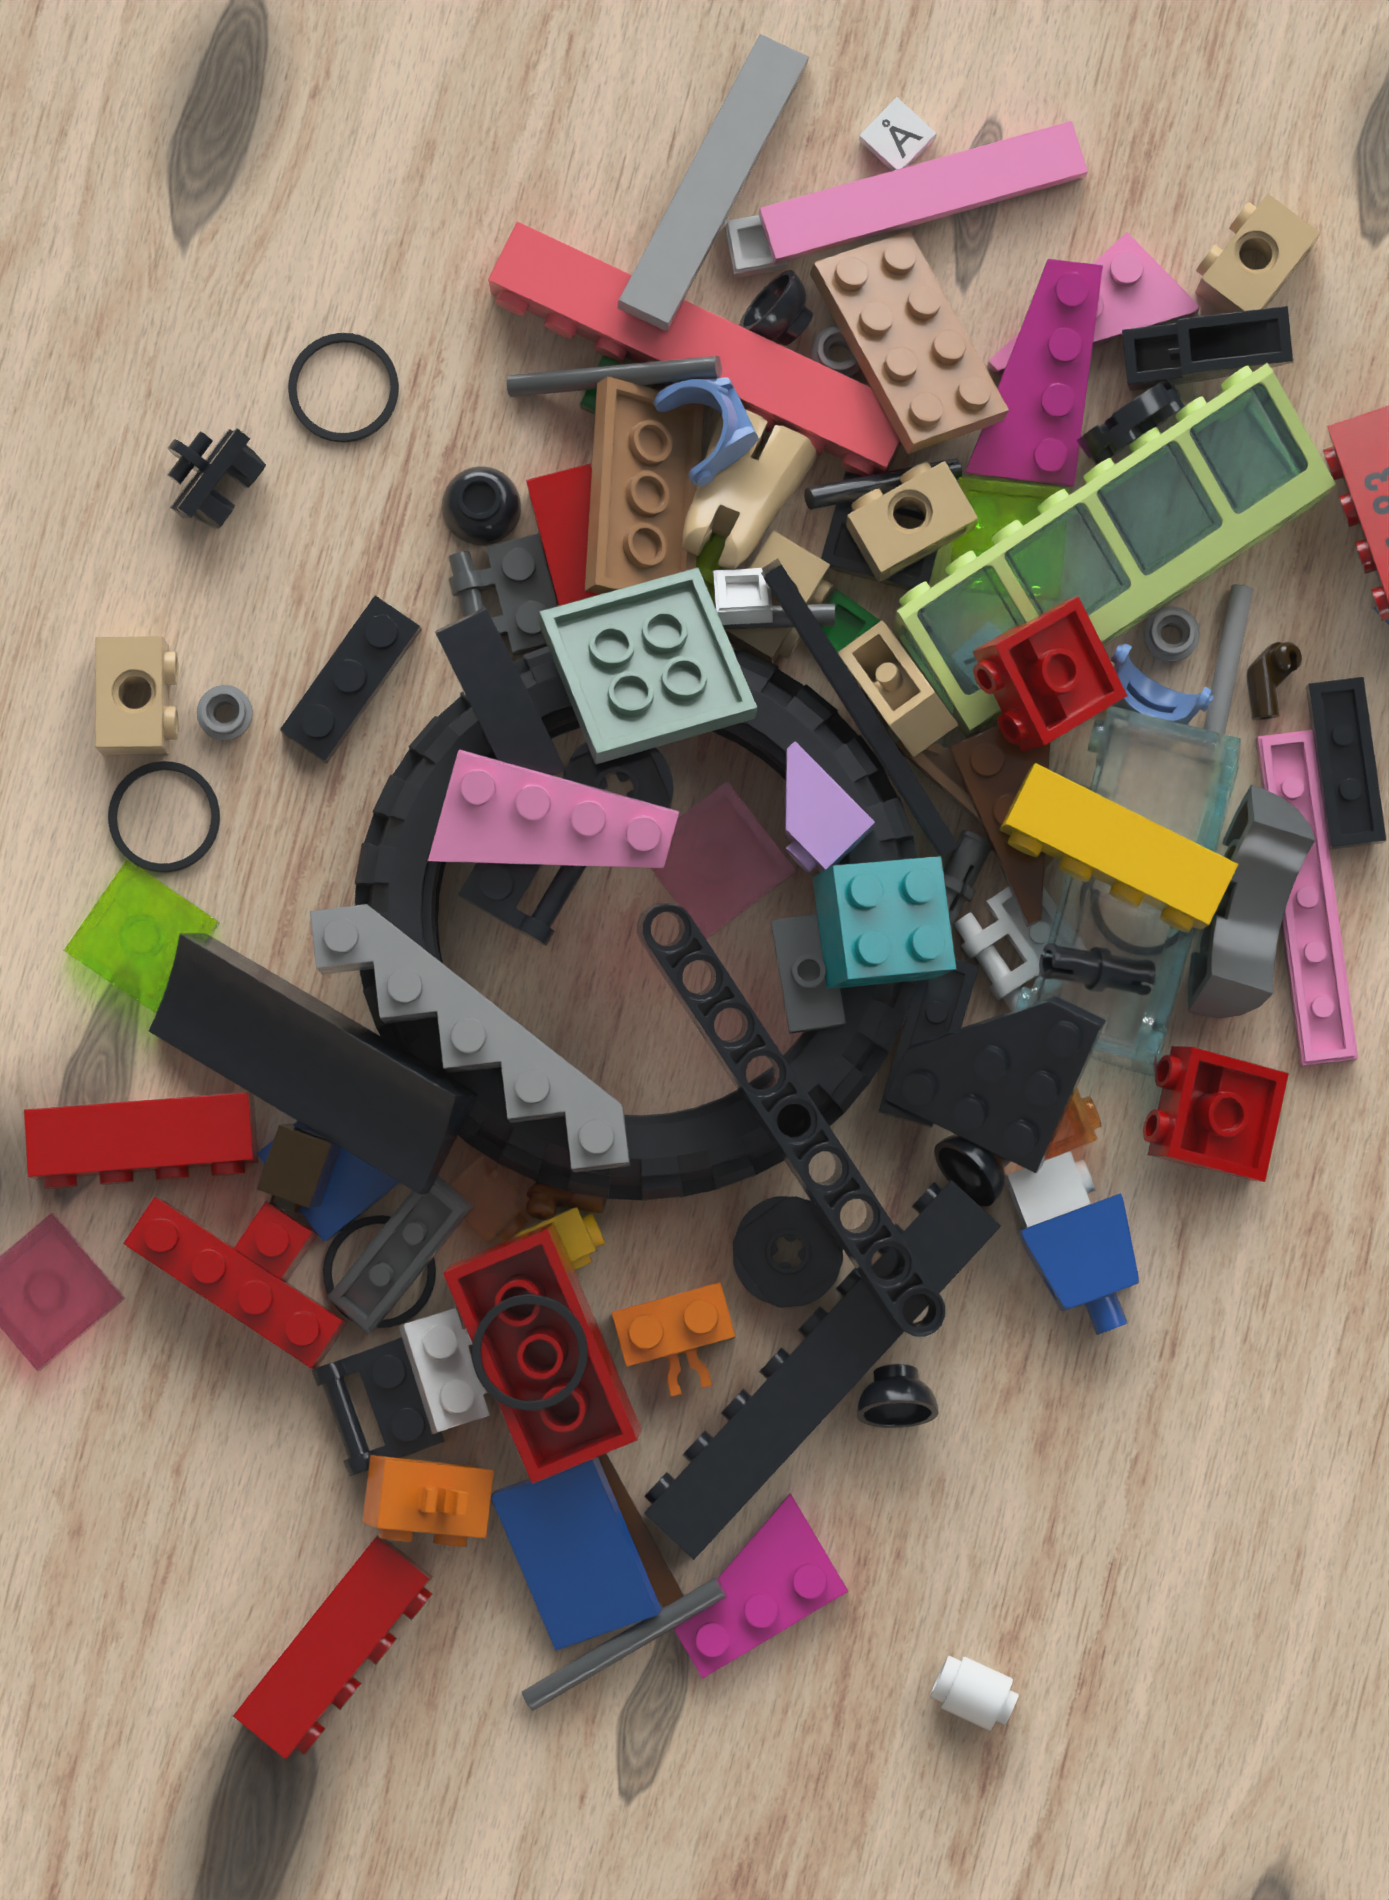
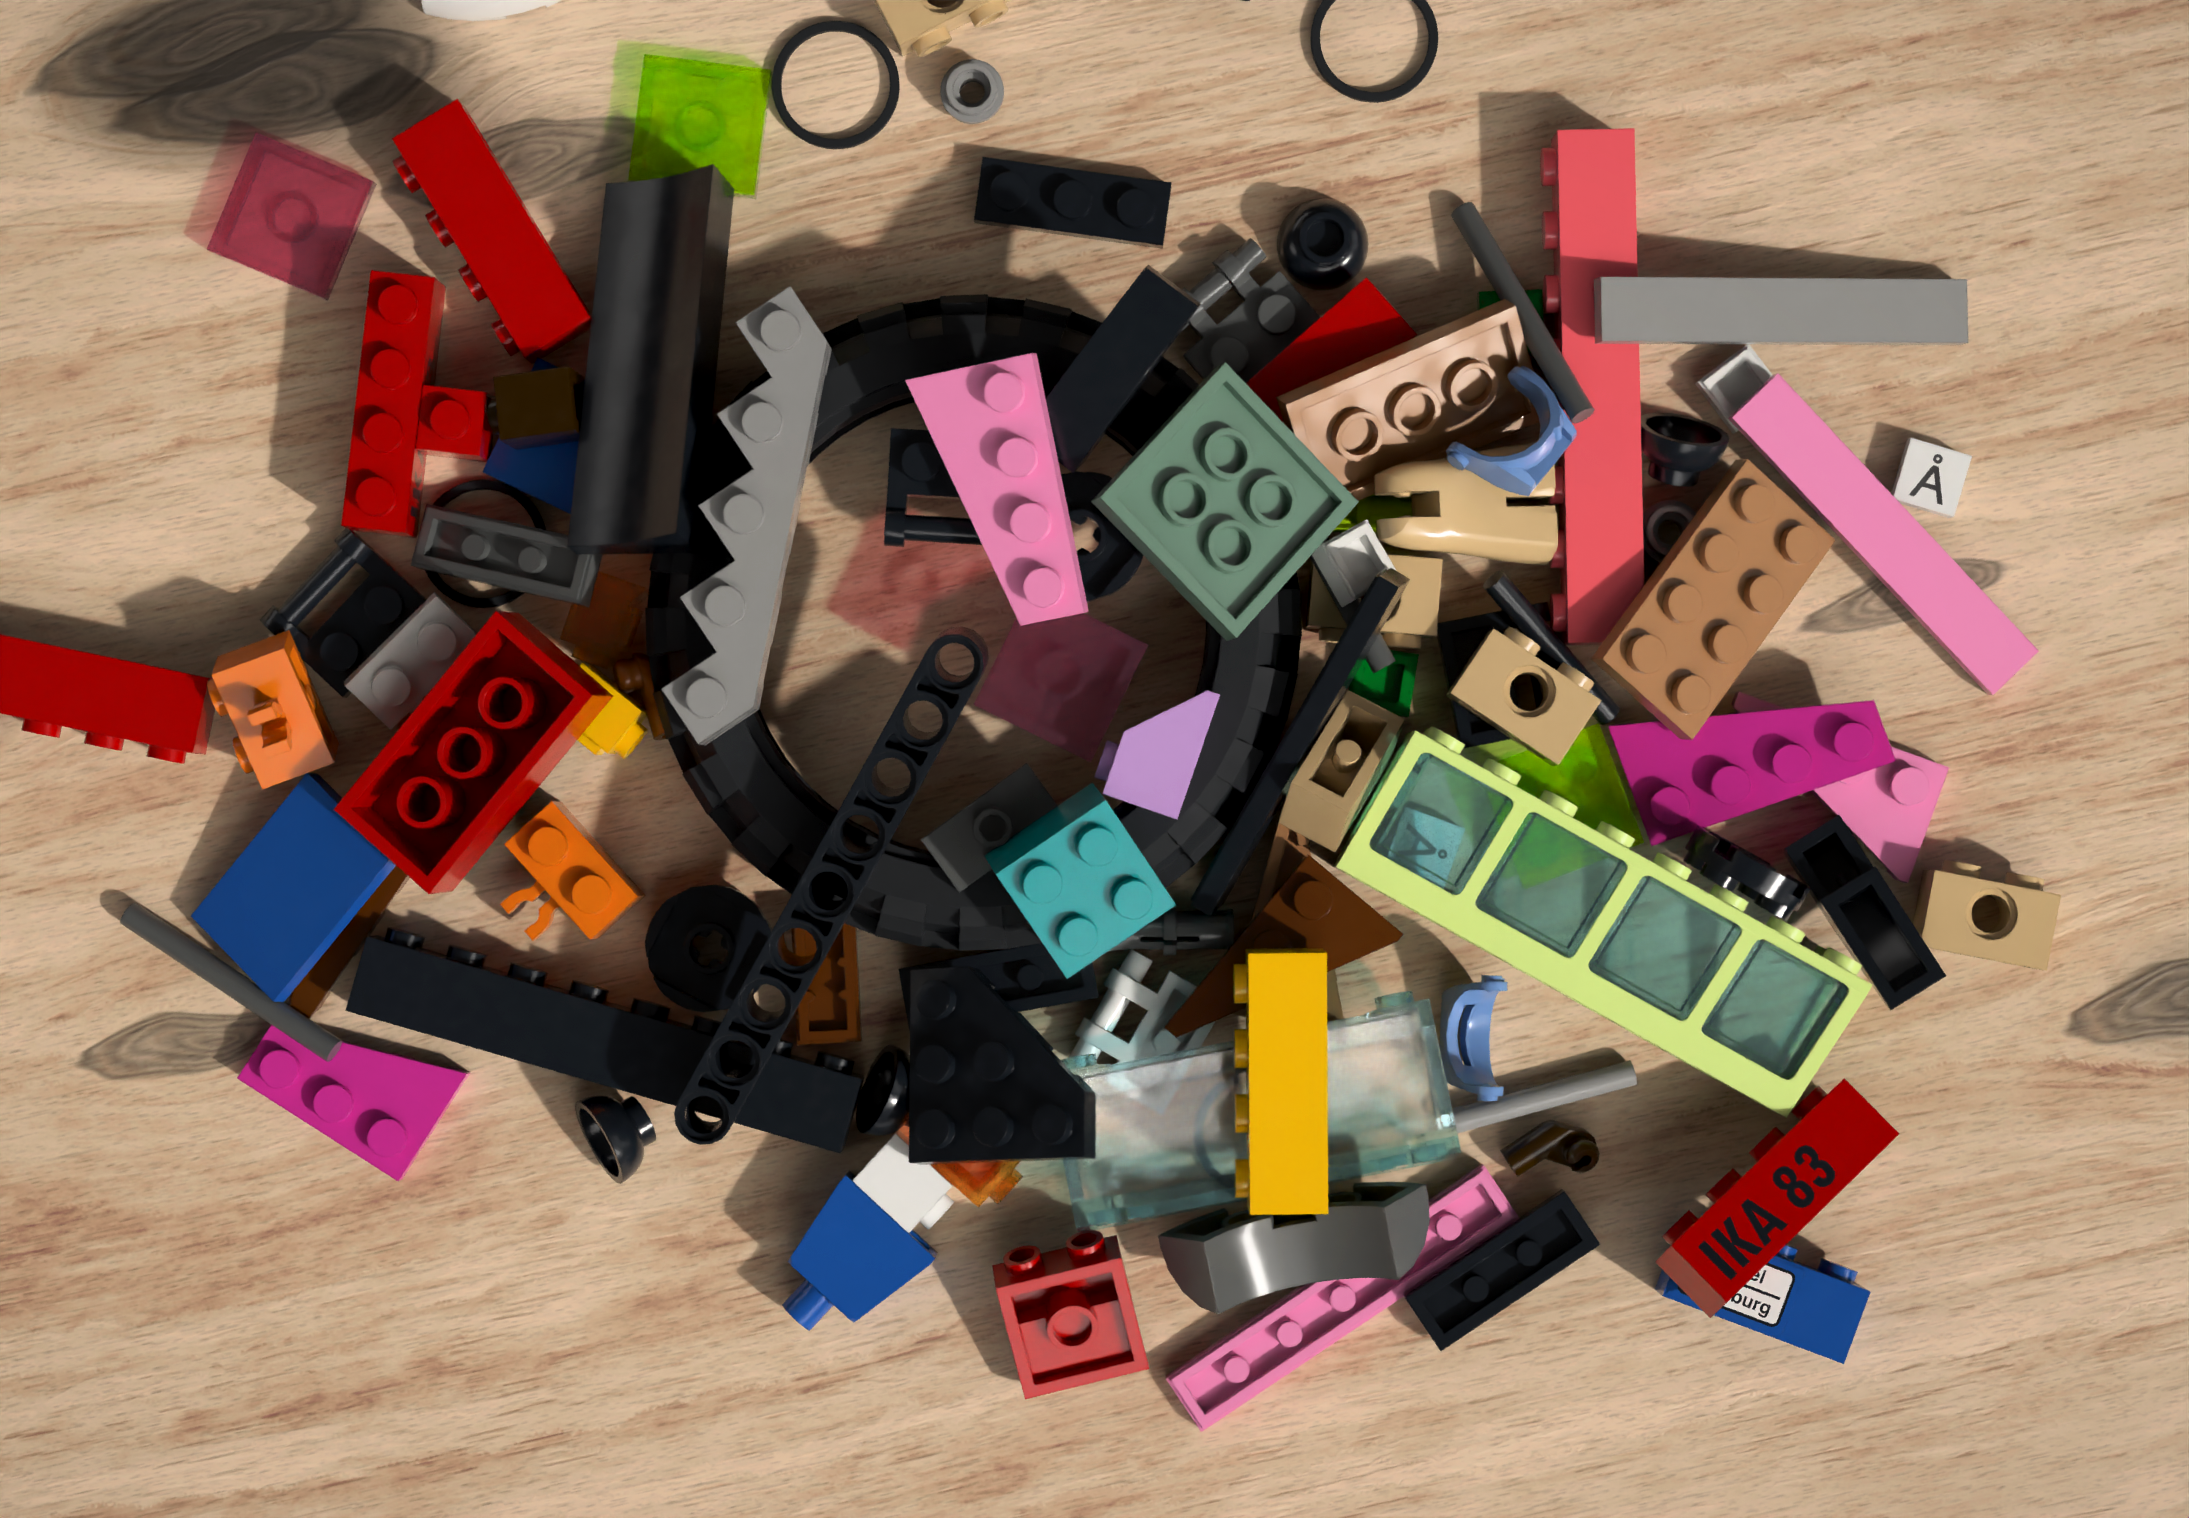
camera: 65 degrees right, 5 degrees up
(492, 1389) = (403, 730): black piece -> none
(885, 1175) = (832, 1002): none -> reddish brown plate
(974, 1692) = (359, 1359): white brick -> none
(1048, 675) = (1428, 919): red plate -> none
(1097, 969) = (1152, 1120): black pin -> none
(1180, 620) = (1563, 1035): light grey plate -> none

